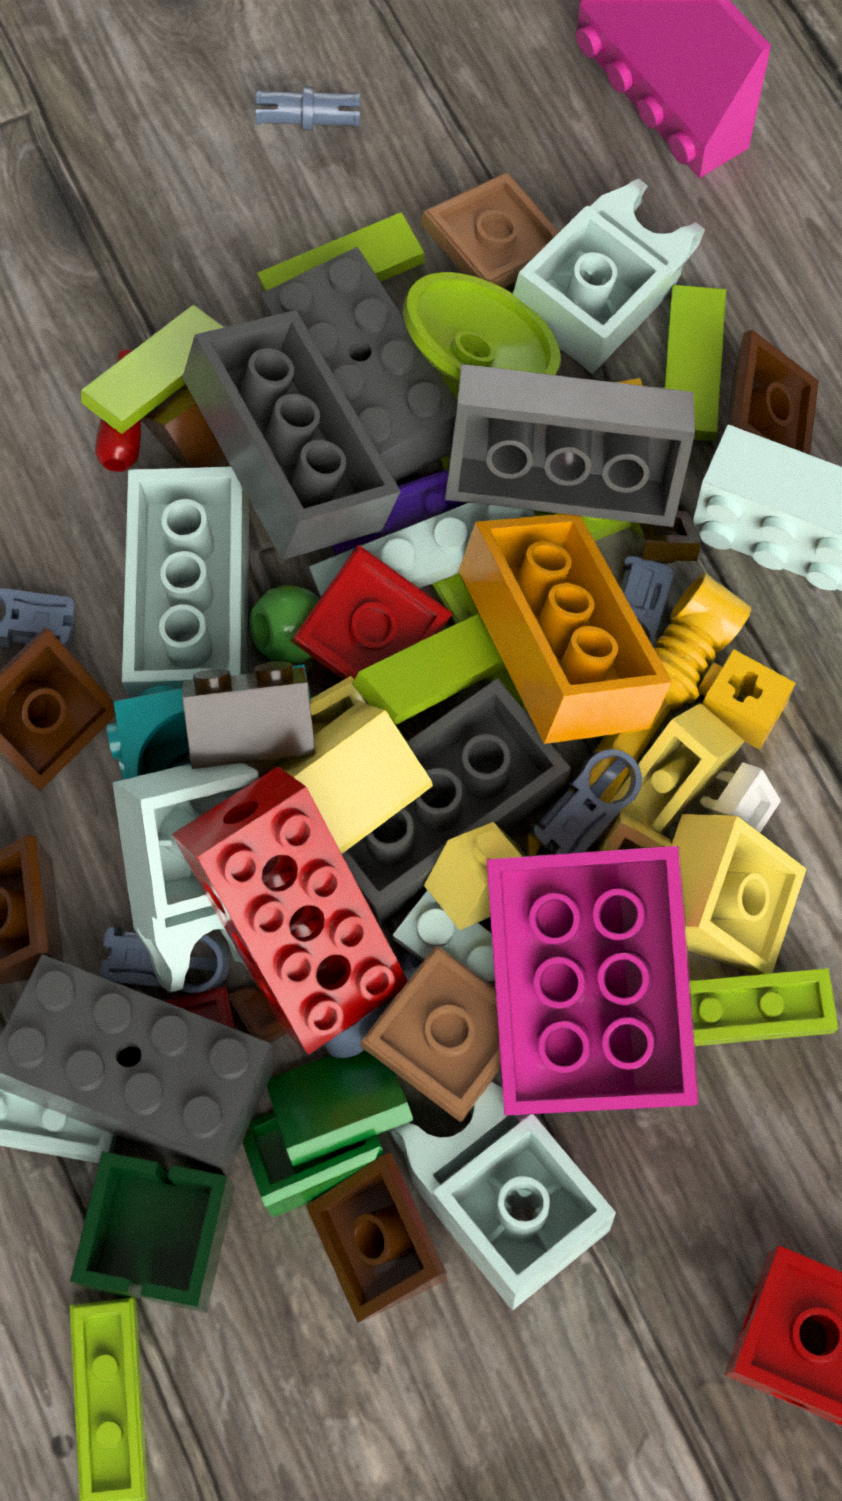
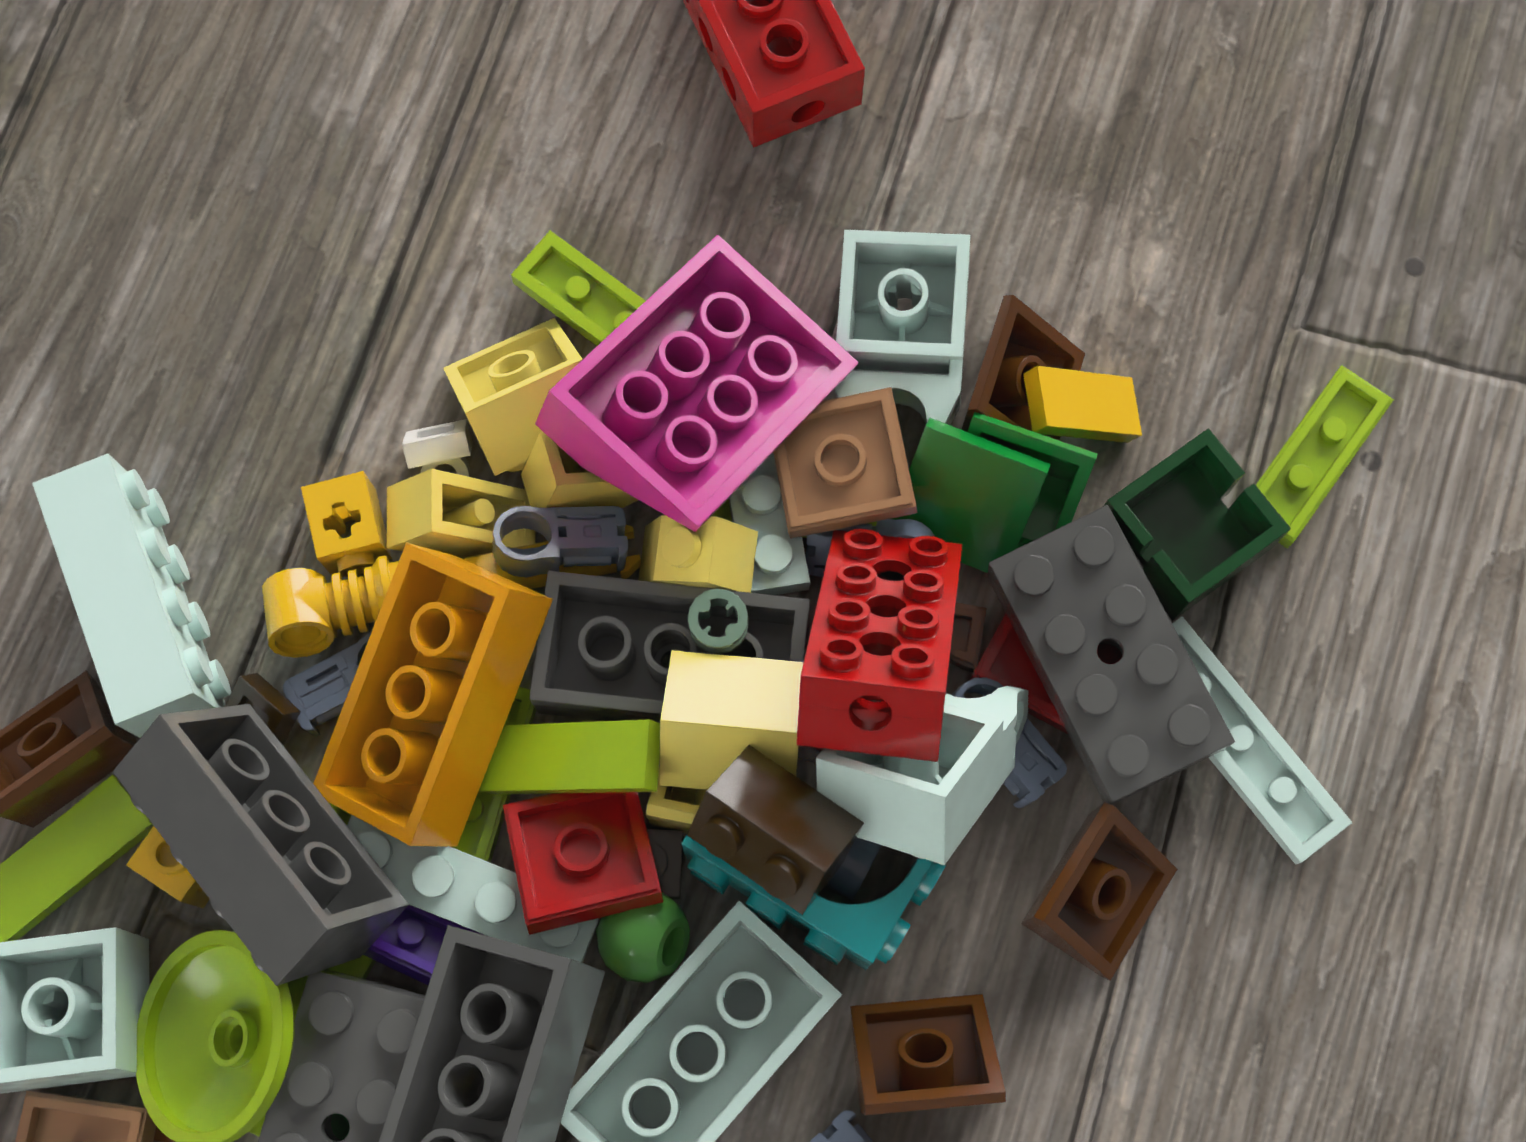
camera: 140 degrees left, 5 degrees up
(317, 1259) = (1082, 404): none -> yellow tile
(401, 832) = (734, 632): none -> sand green bush

